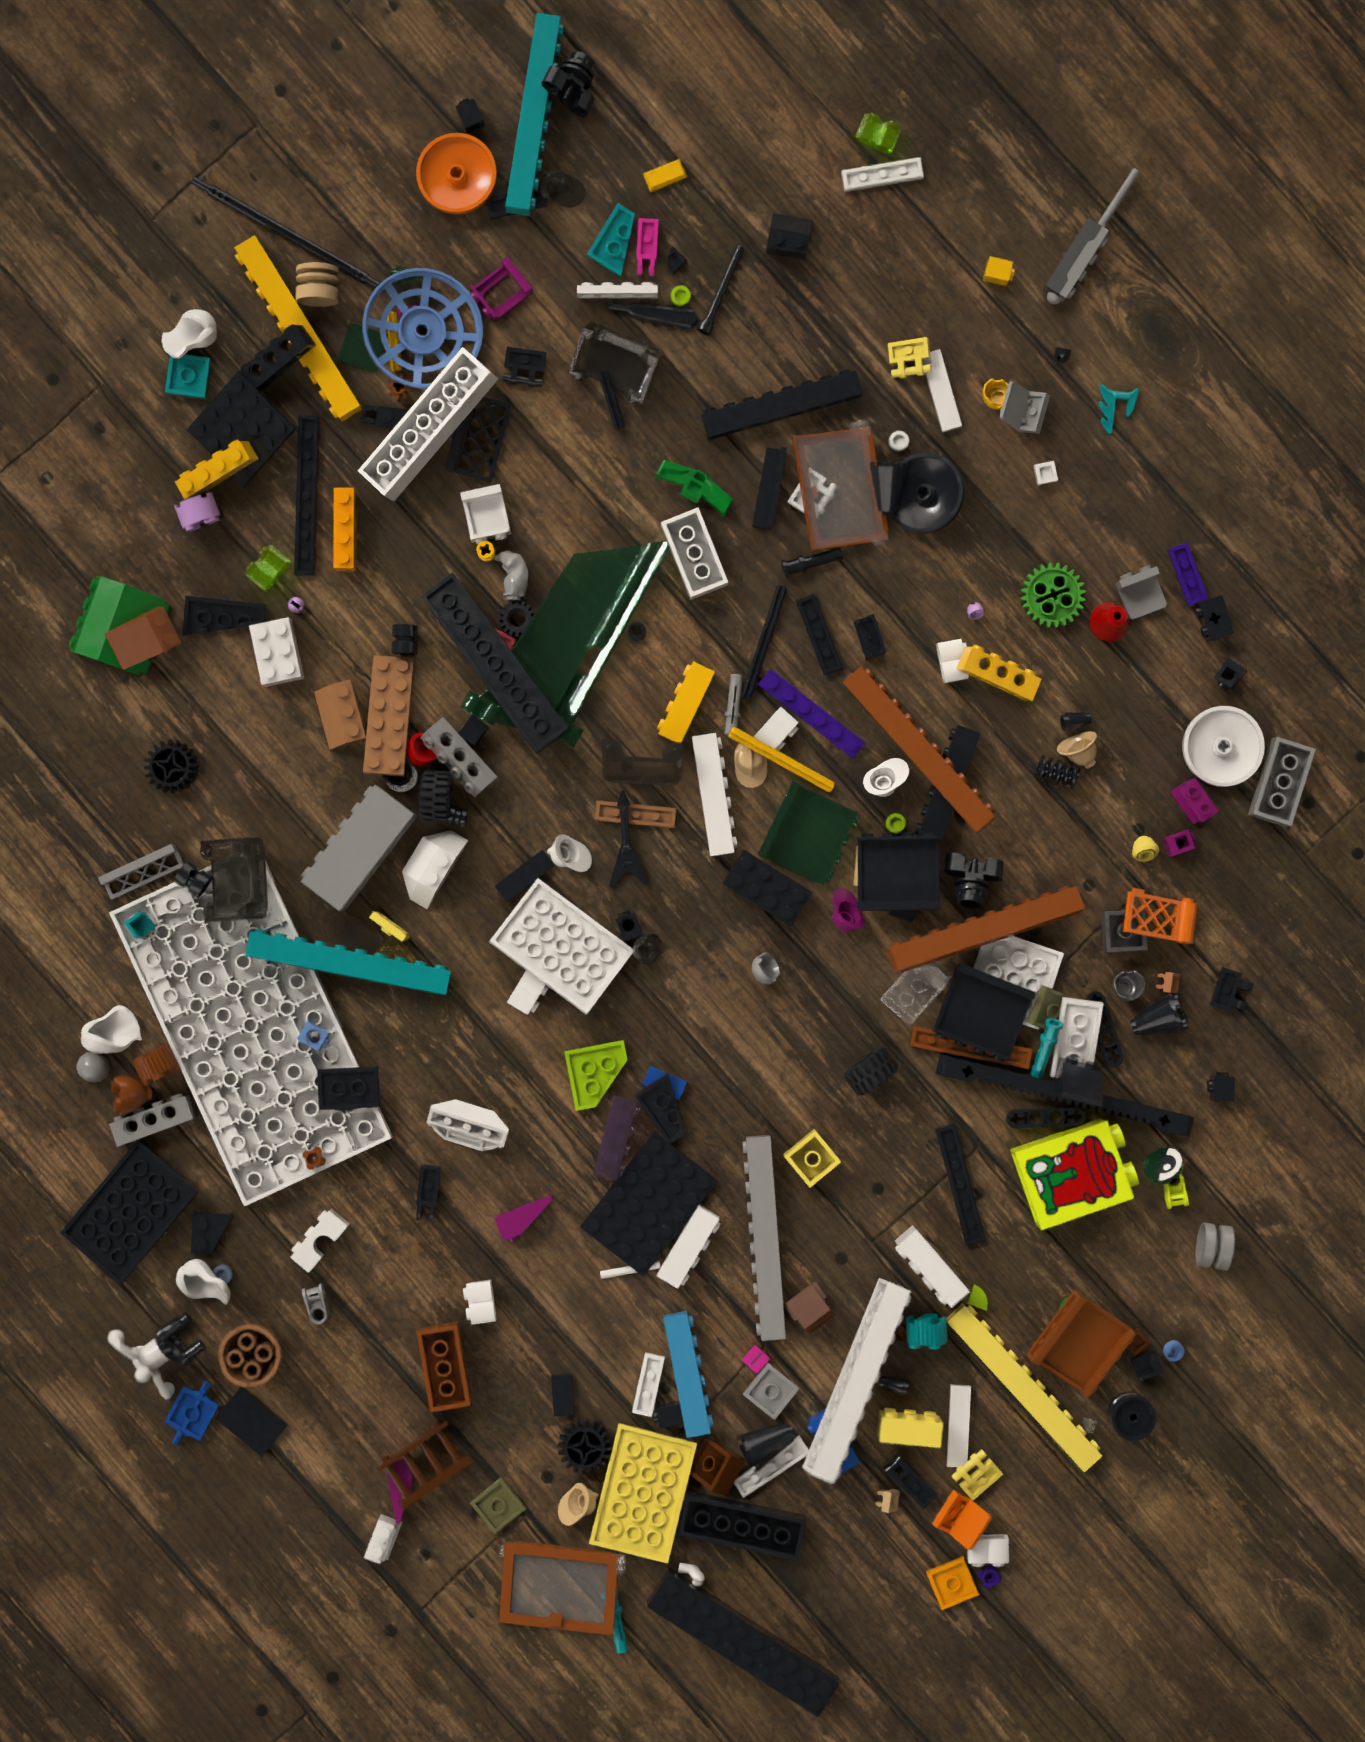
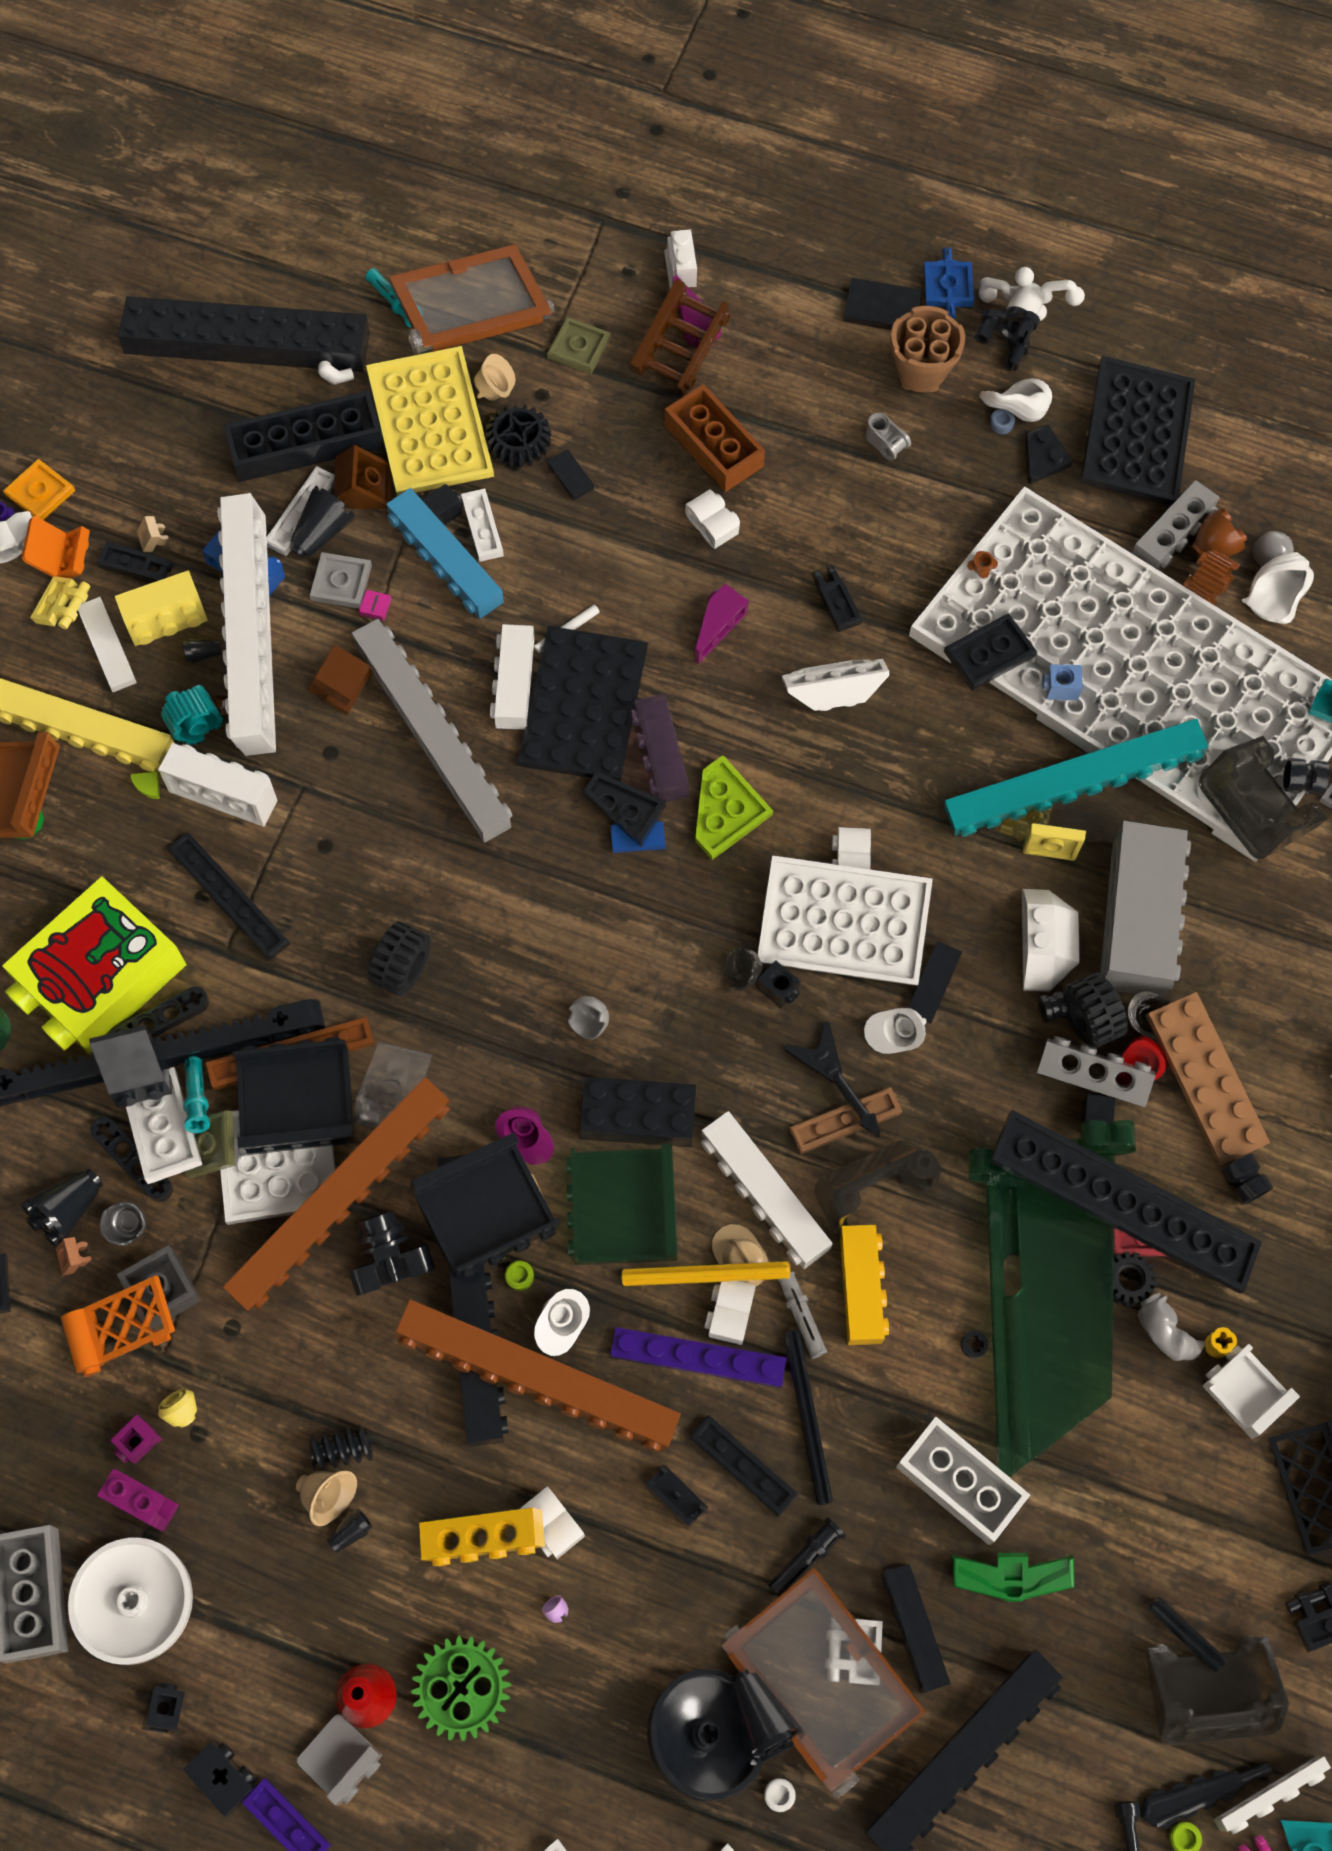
camera: 150 degrees right, 20 degrees down
(306, 1253) = (920, 514): white arch -> none
(341, 714) = (1261, 1055): medium nougat slope -> none
(812, 1158) = (420, 834): light yellow brick -> none

